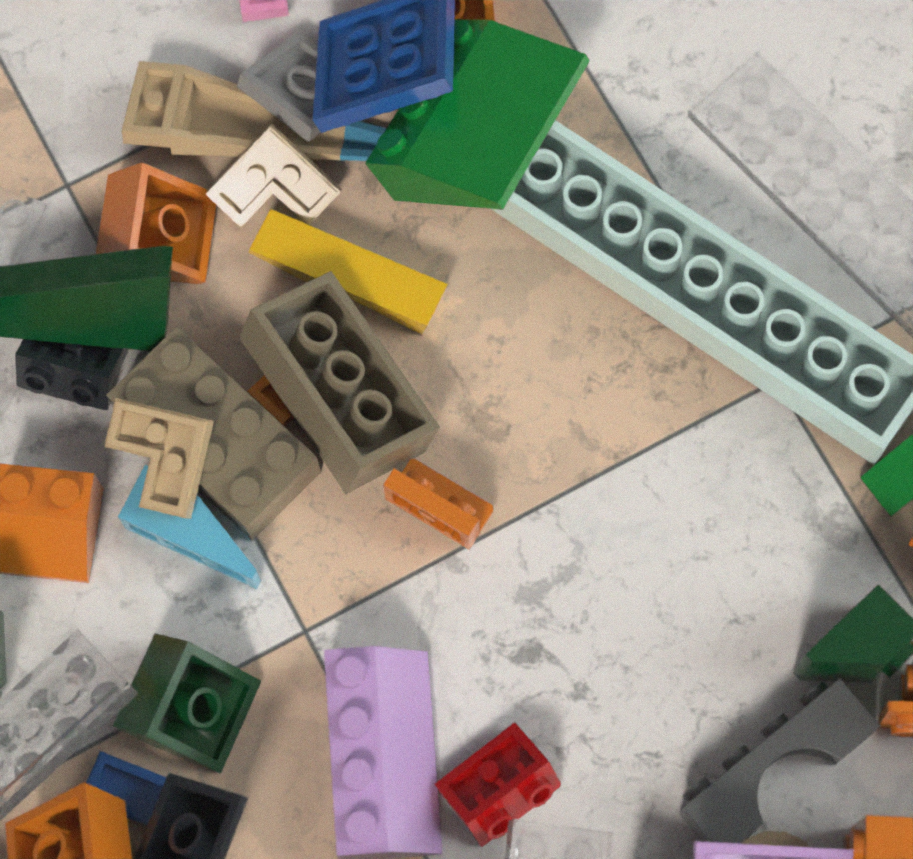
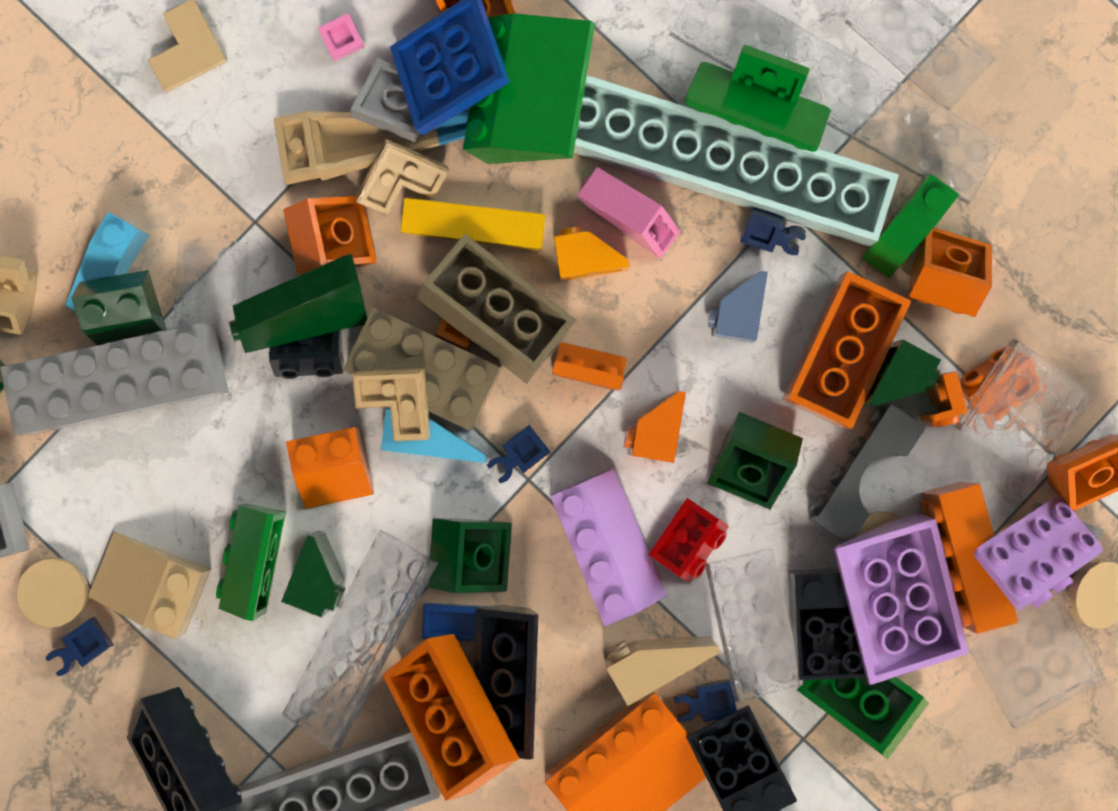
camera: 30 degrees left, 15 degrees up
(310, 585) = (523, 451): none -> dark blue plate
(484, 356) = (585, 255): none -> light orange slope
(500, 609) = (657, 431): none -> orange slope
(562, 318) = (629, 211): none -> bright pink slope
(625, 701) = (755, 460): none -> dark green slope
(668, 491) = (740, 311): none -> sand blue slope
(738, 399) = (767, 230): none -> dark blue plate
(783, 216) = (761, 97): none -> green bracket
(798, 587) = (846, 350): none -> orange brick

